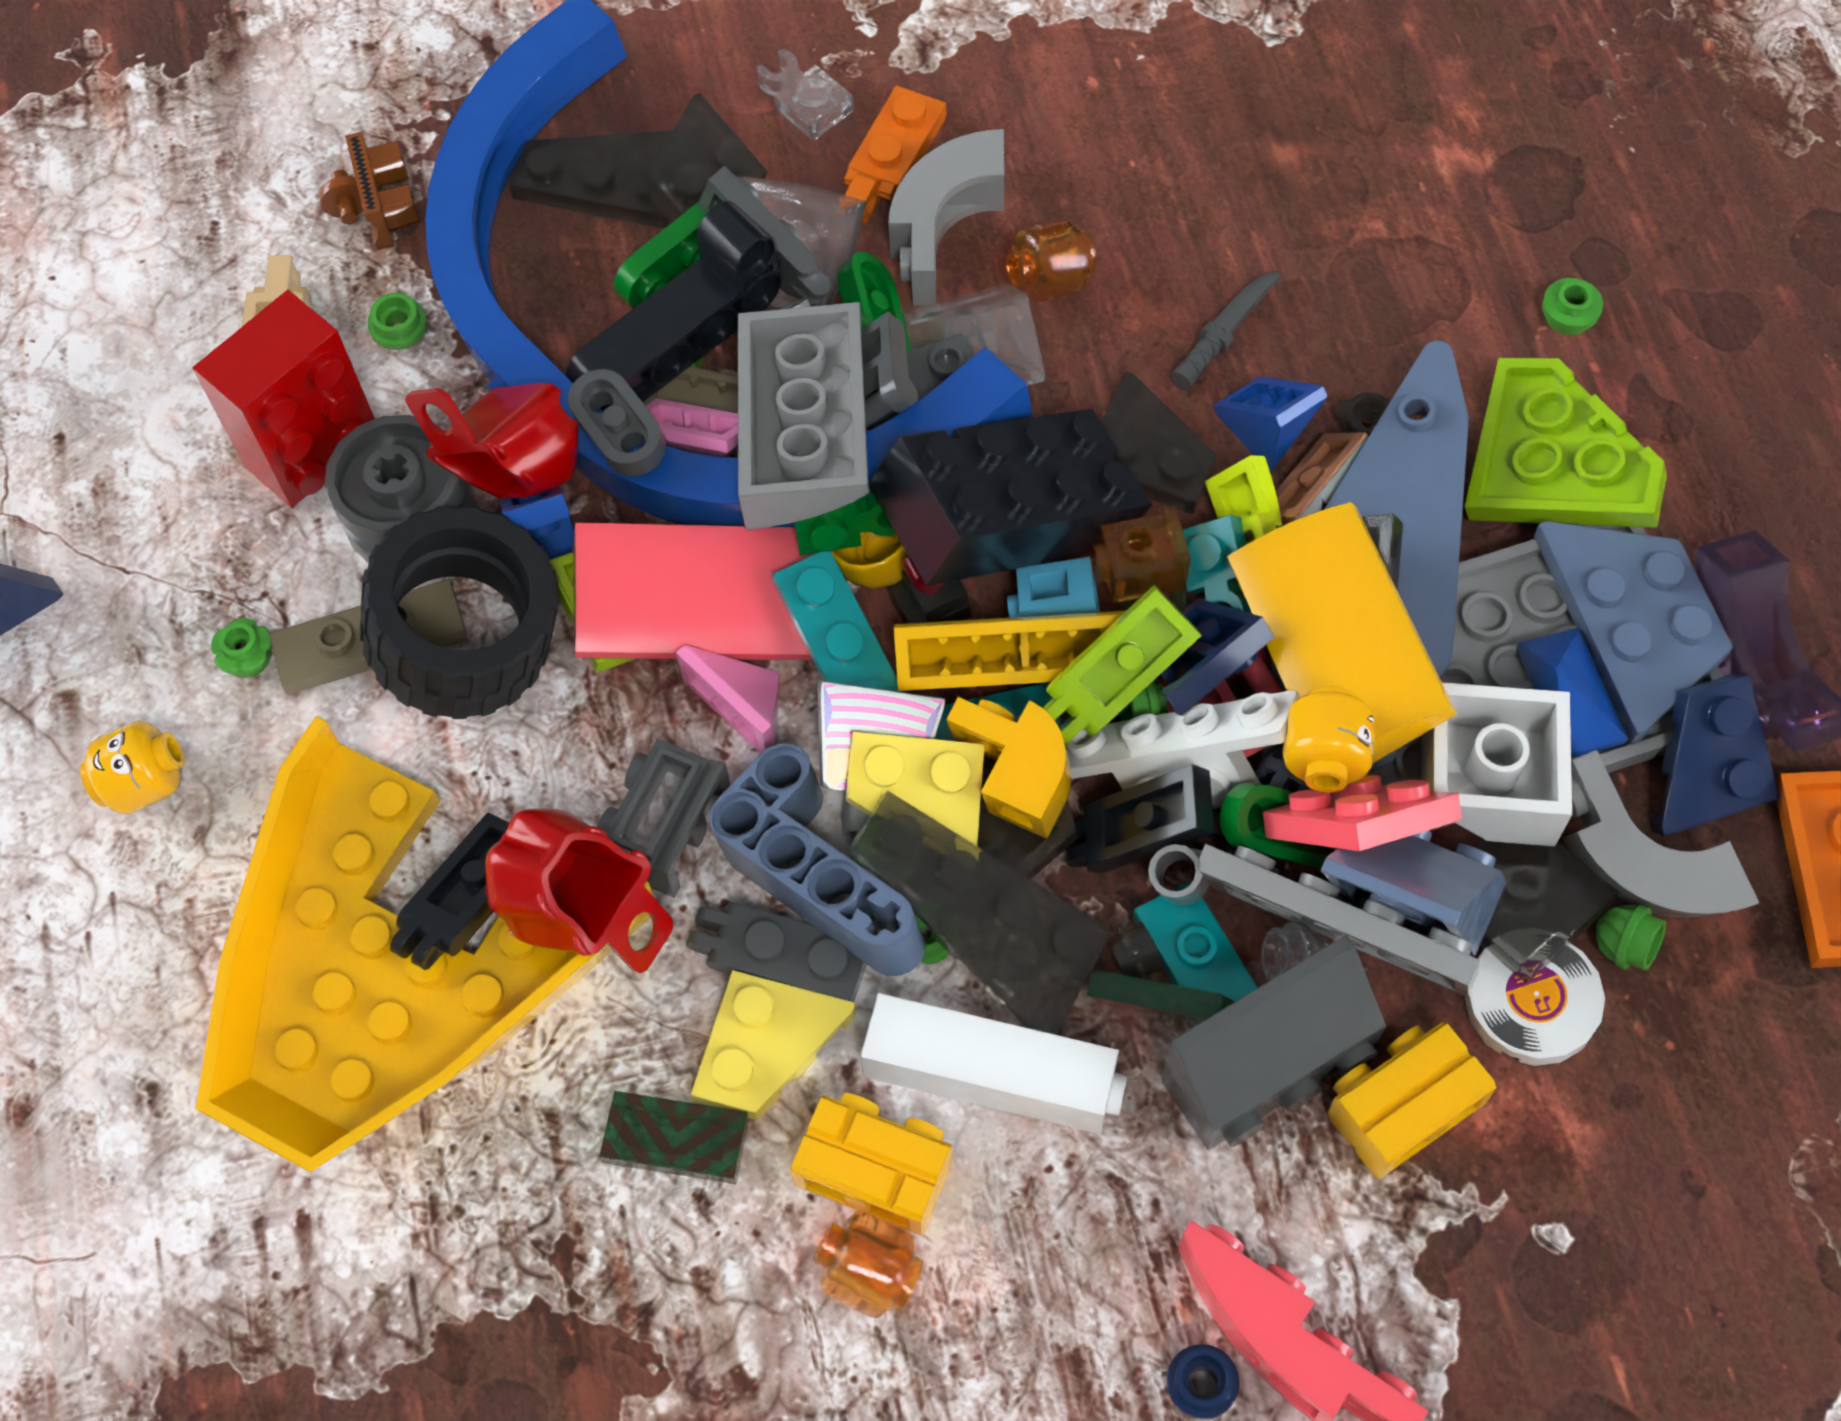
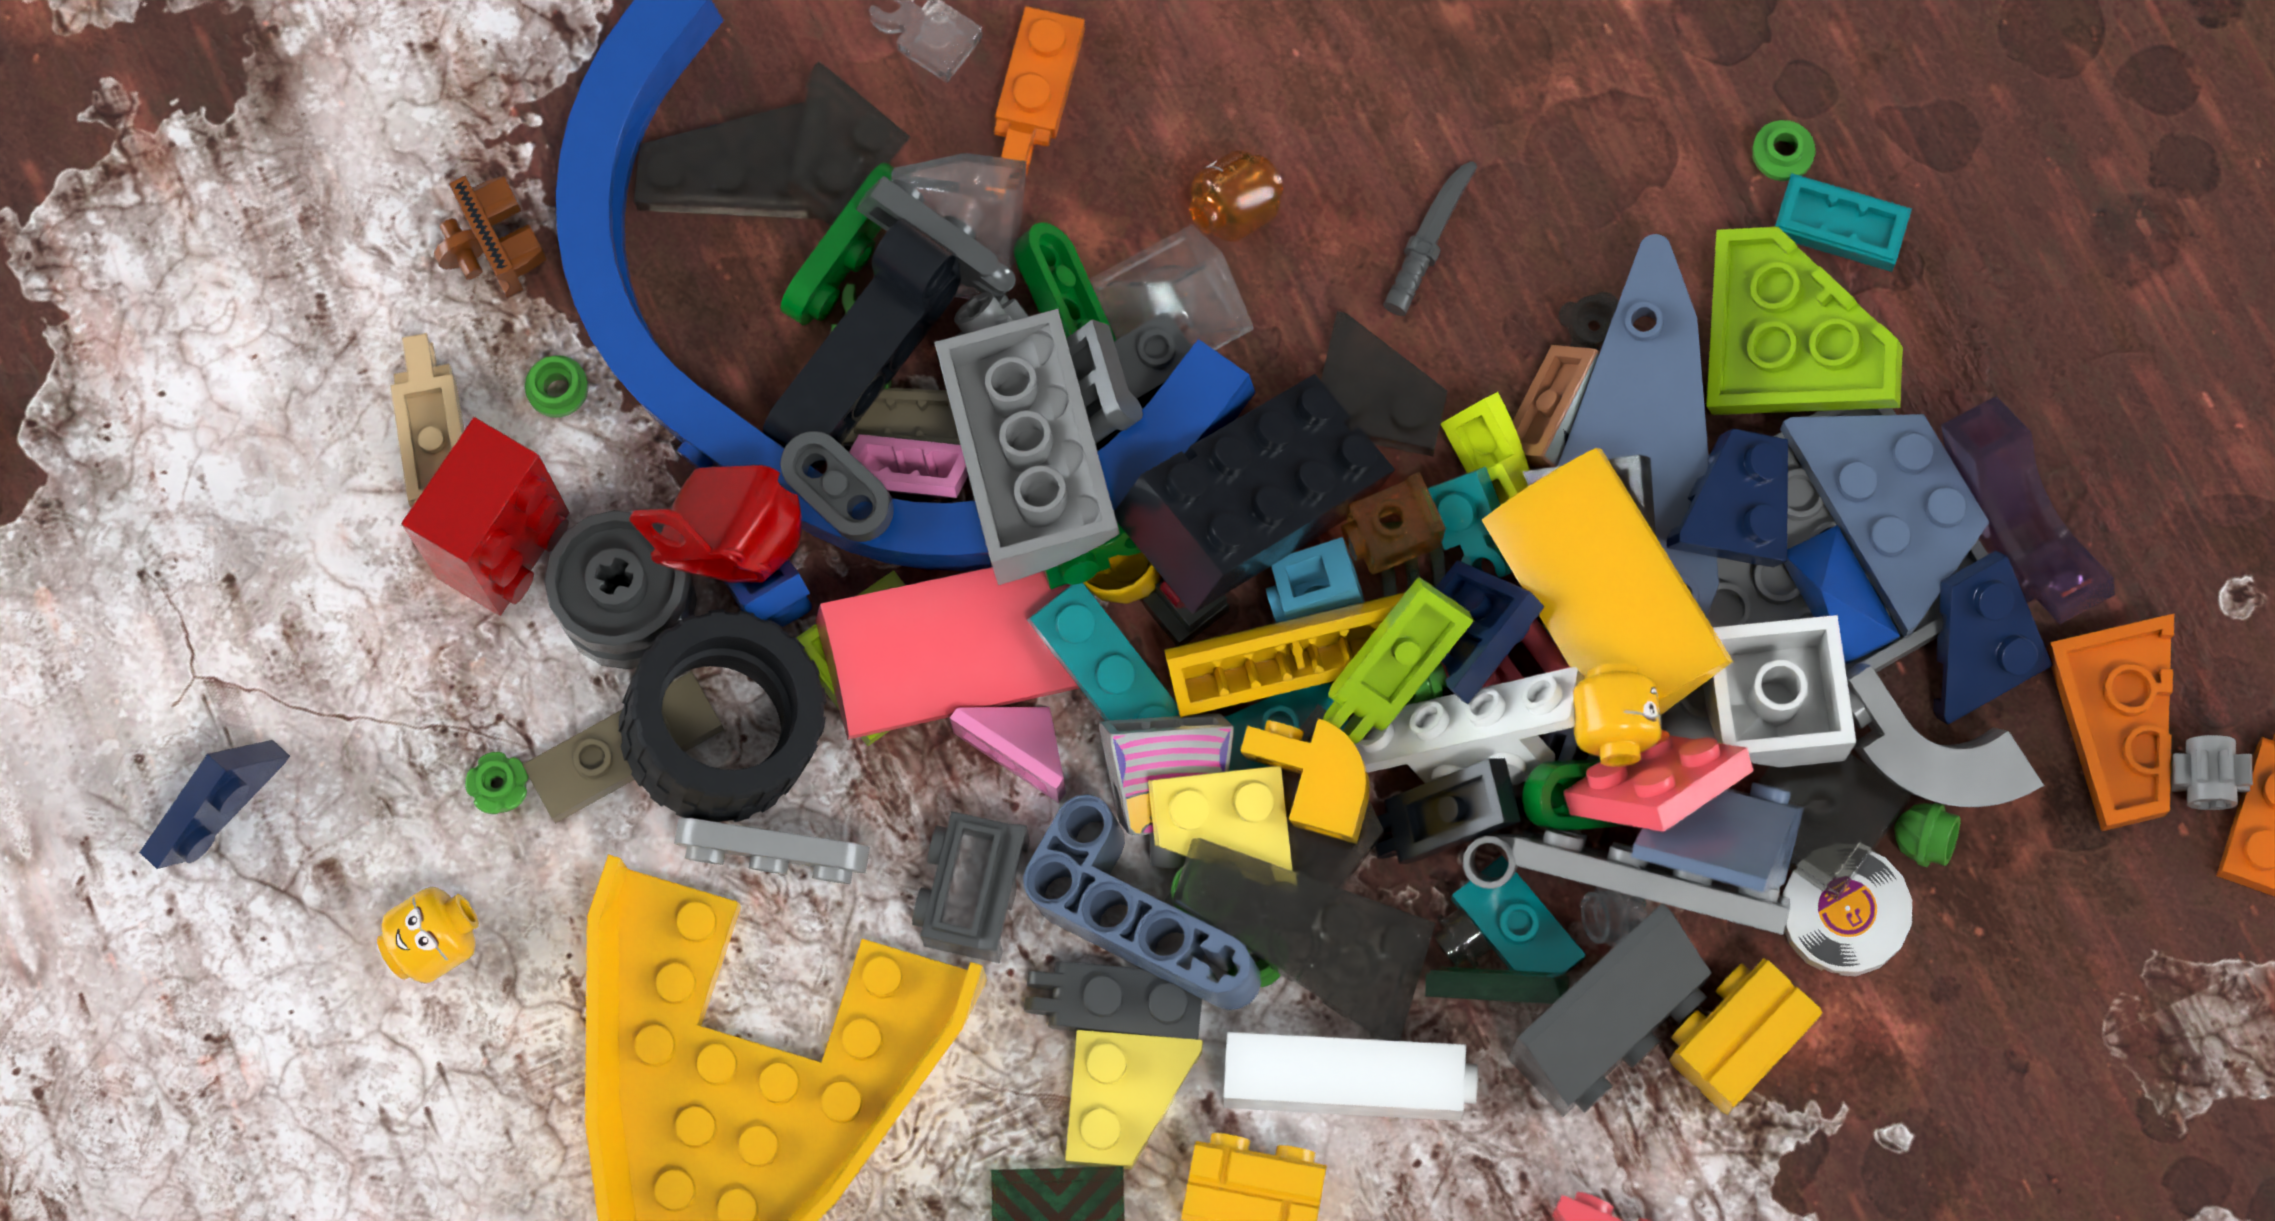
camera: 10 degrees left, 10 degrees up
(451, 902) = (799, 1000): black hinge -> none
(479, 747) = (770, 849): none -> light grey plate
(572, 887) = (912, 987): red piece -> none
(935, 194) = (1103, 127): light grey arch -> none
(1270, 414) = (1493, 335): blue slope -> none
(1484, 588) = (1739, 502): none -> dark blue wing
(1623, 371) = (1843, 222): none -> teal plate

